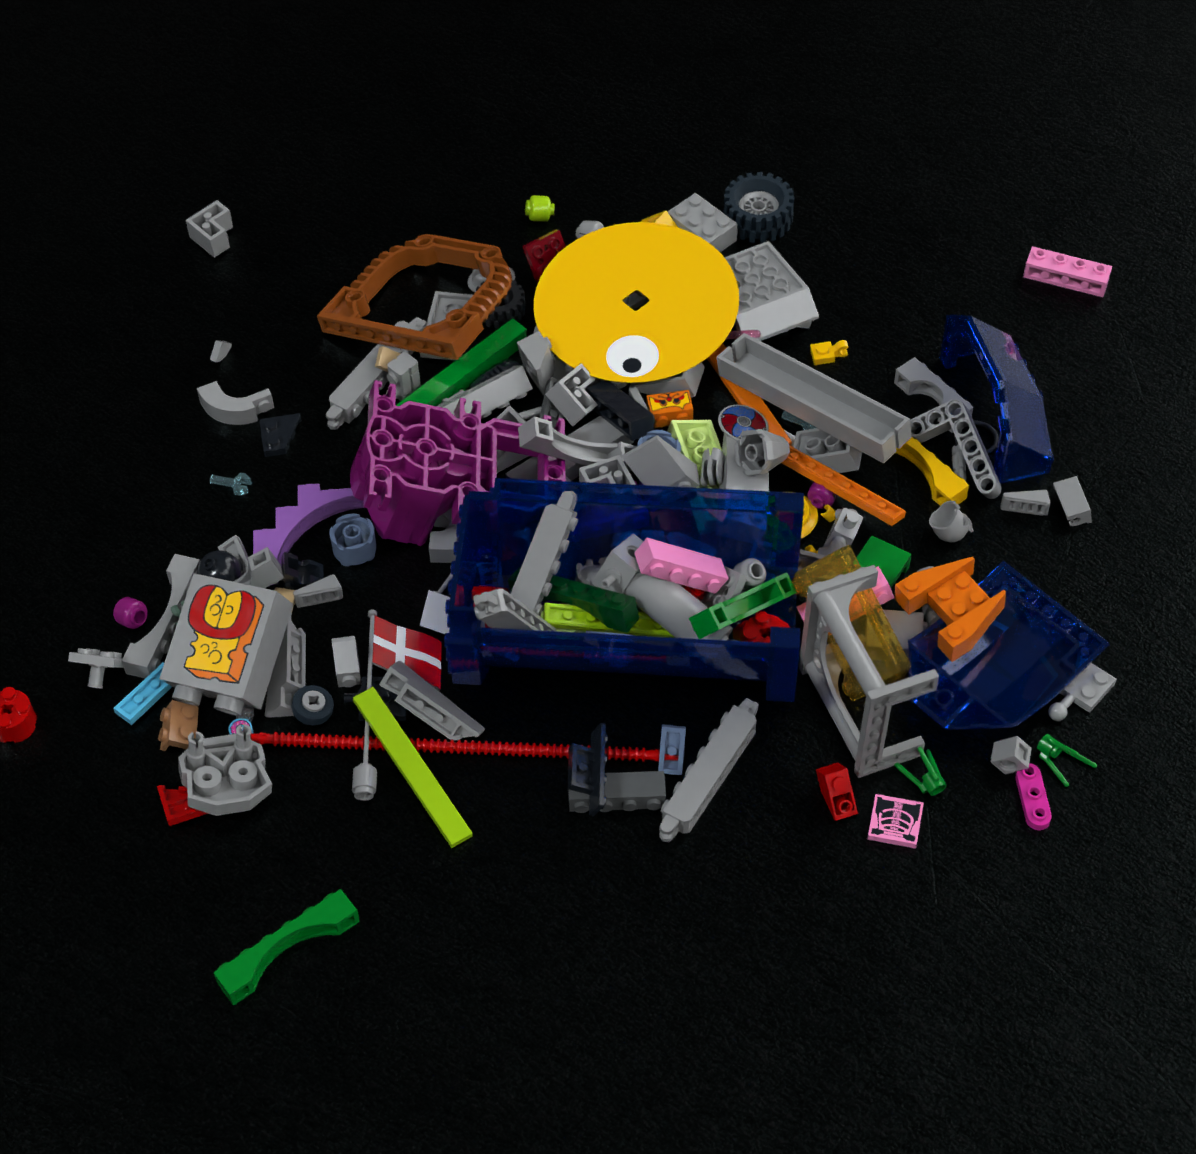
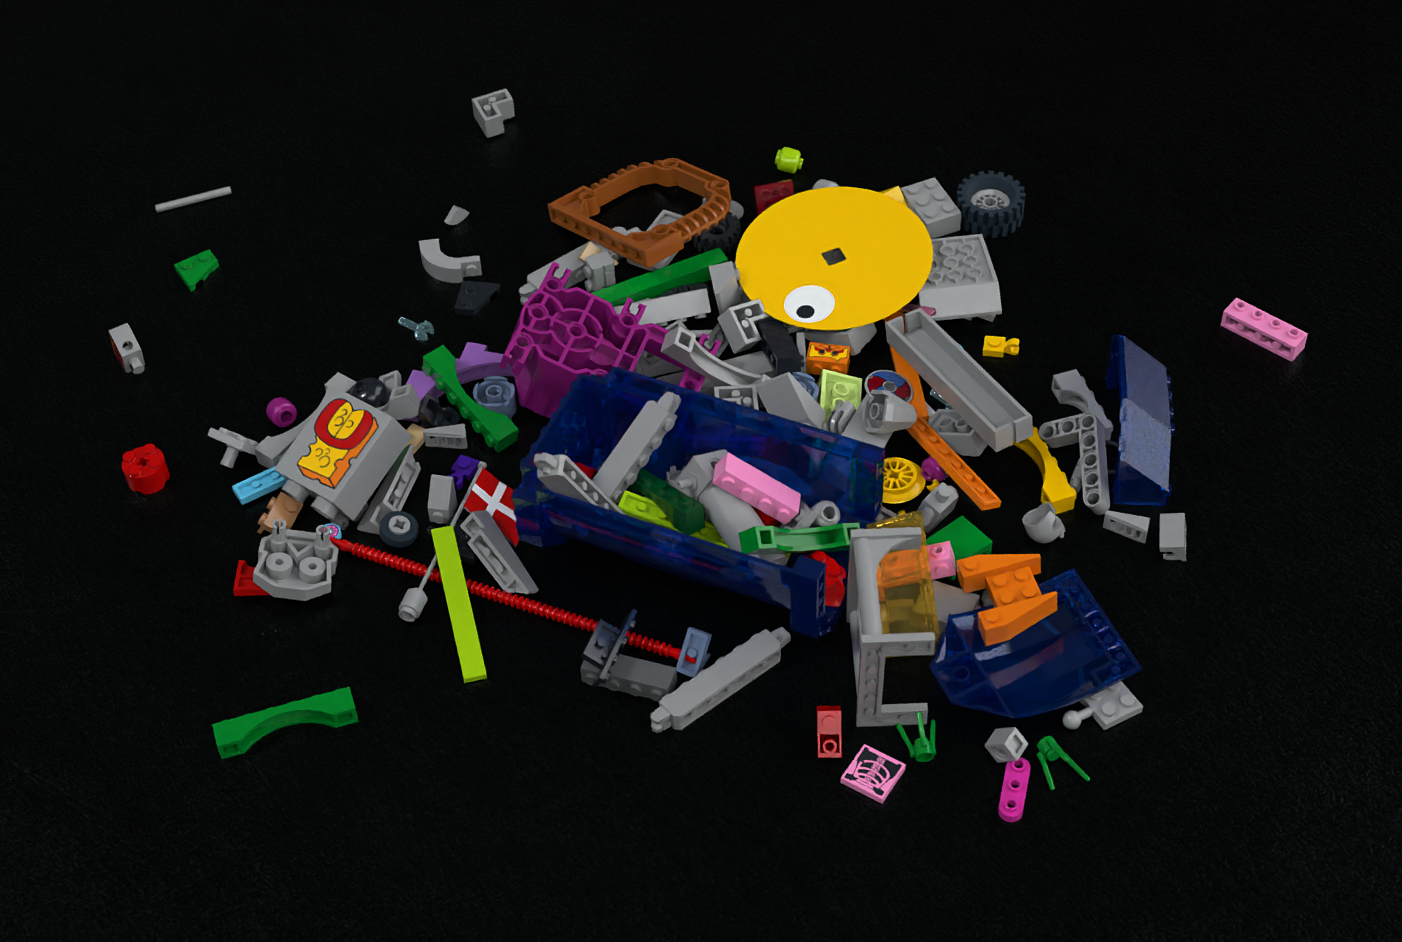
camera: 20 degrees right, 5 degrees down
(350, 621) = (463, 469): none -> dark purple plate
(365, 569) = (494, 427): none -> green arch

